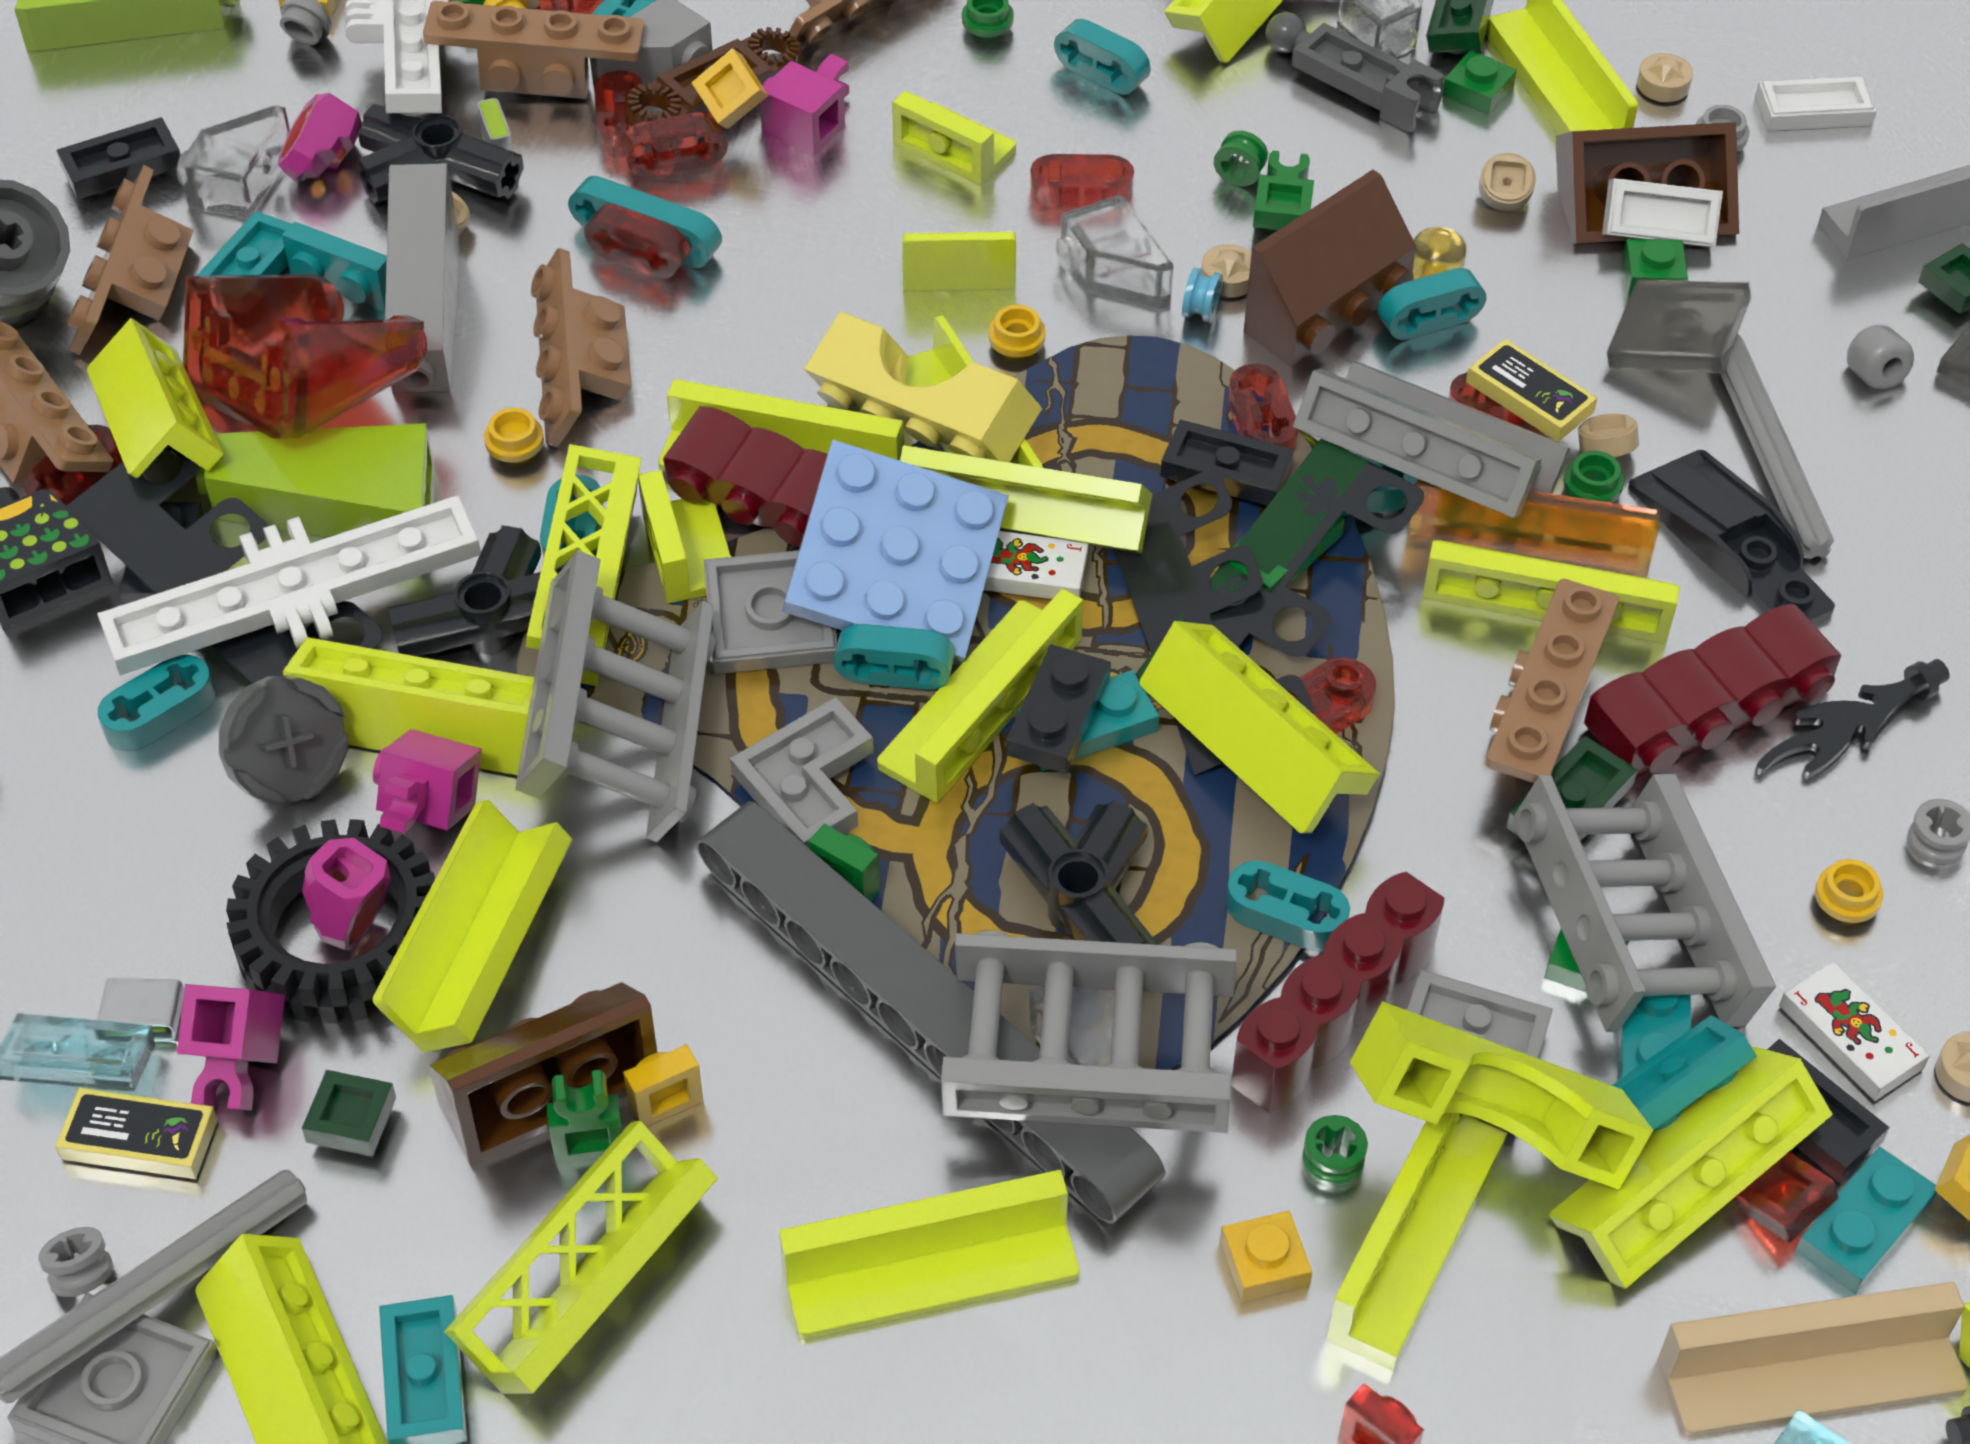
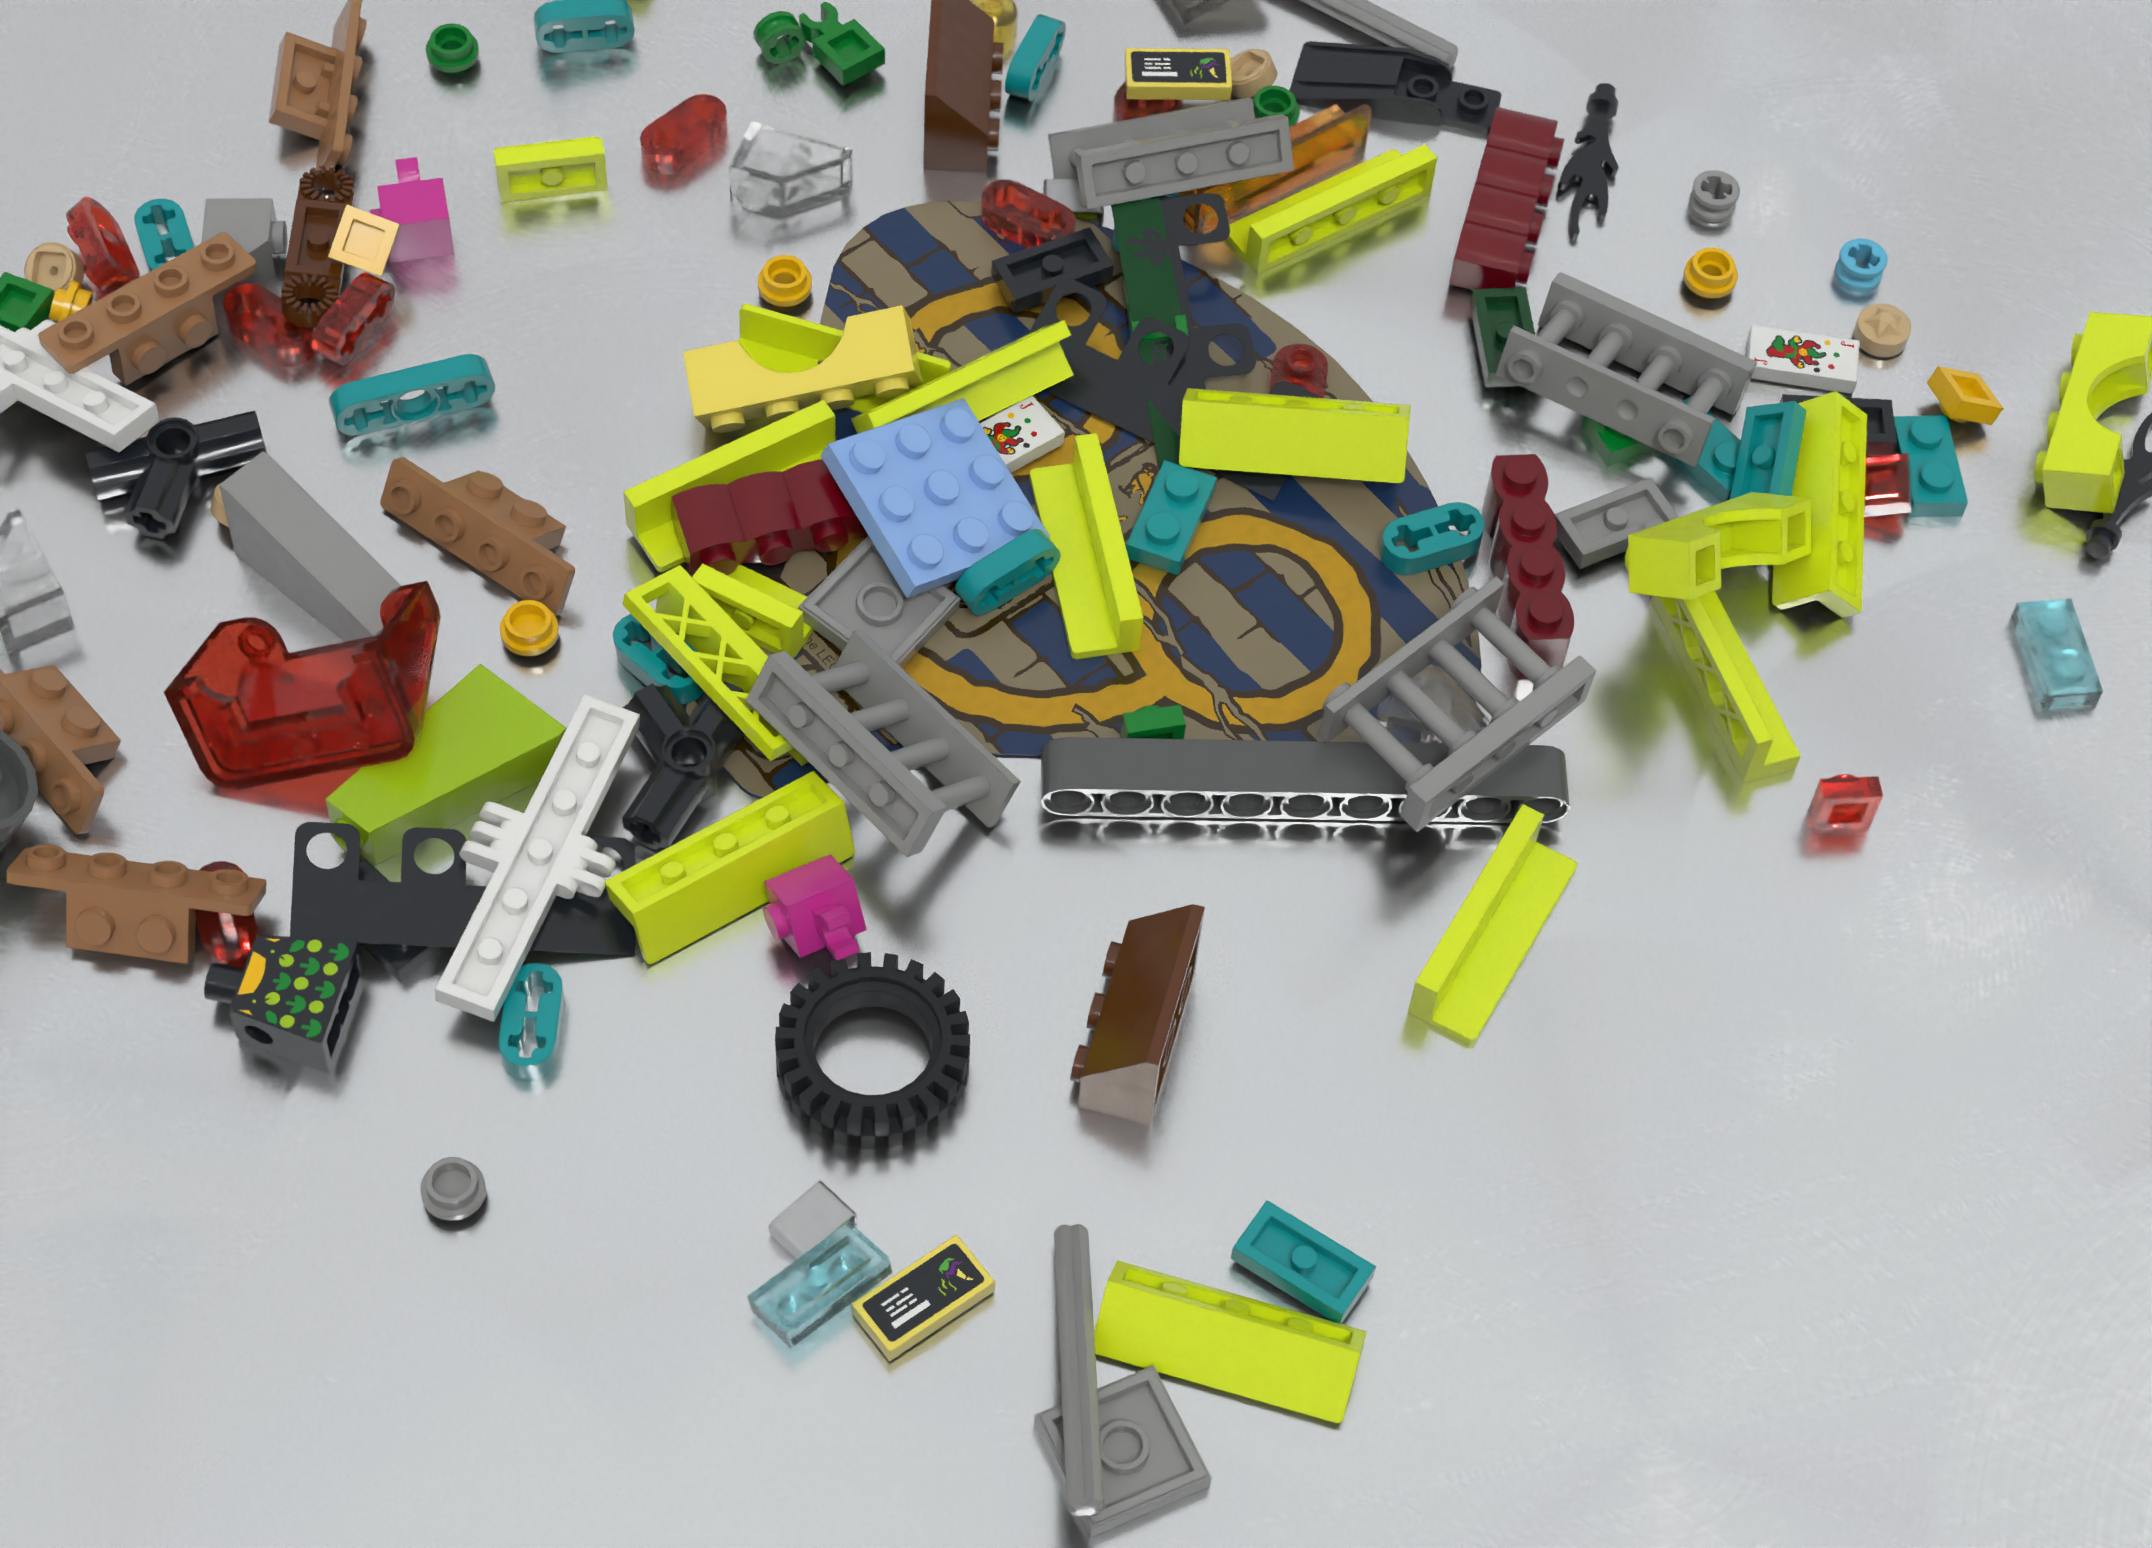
camera: 50 degrees left, 5 degrees up
(76, 1261) = (994, 1388): light grey bush -> none
(150, 401) = (240, 815): neon yellow panel -> none
(229, 1031) = (918, 1176): dark pink brick -> none
(252, 250) = (138, 652): teal plate -> none
(283, 739) = (686, 963): dark grey tile -> none
(319, 138) = (61, 515): dark pink rock -> none
(345, 890) = (873, 1022): dark pink rock -> none
(349, 1113) = (1048, 1158): dark green plate -> none
(351, 268) = (198, 607): teal plate -> none
(469, 928) = (984, 972): neon yellow panel -> none
(493, 124) = (195, 403): piece -> none
(582, 1119) = (1208, 1026): green plate -> none
(599, 1277) = (1325, 1110): neon yellow fence -> none
(636, 241) = (426, 414): clear red beam -> none
(663, 1085) = (1216, 965): yellow plate -> none
(794, 767) = (1036, 704): light grey plate -> none
(959, 261) = (676, 256): neon yellow panel -> none
(1058, 708) = (1164, 520): black plate -> none
(1085, 864) = (1299, 606): black piece -> none
(1202, 295) = (879, 160): medium azure bush -> none
(1233, 263) = (867, 130): tan tile -> none
(1265, 1256) = (1662, 761): yellow plate -> none
(1336, 1169) = (1630, 651): green bush -> none
(1550, 682) = (1423, 272): medium nougat bracket -> none
(1813, 1359) = (1992, 572): tan panel -> none

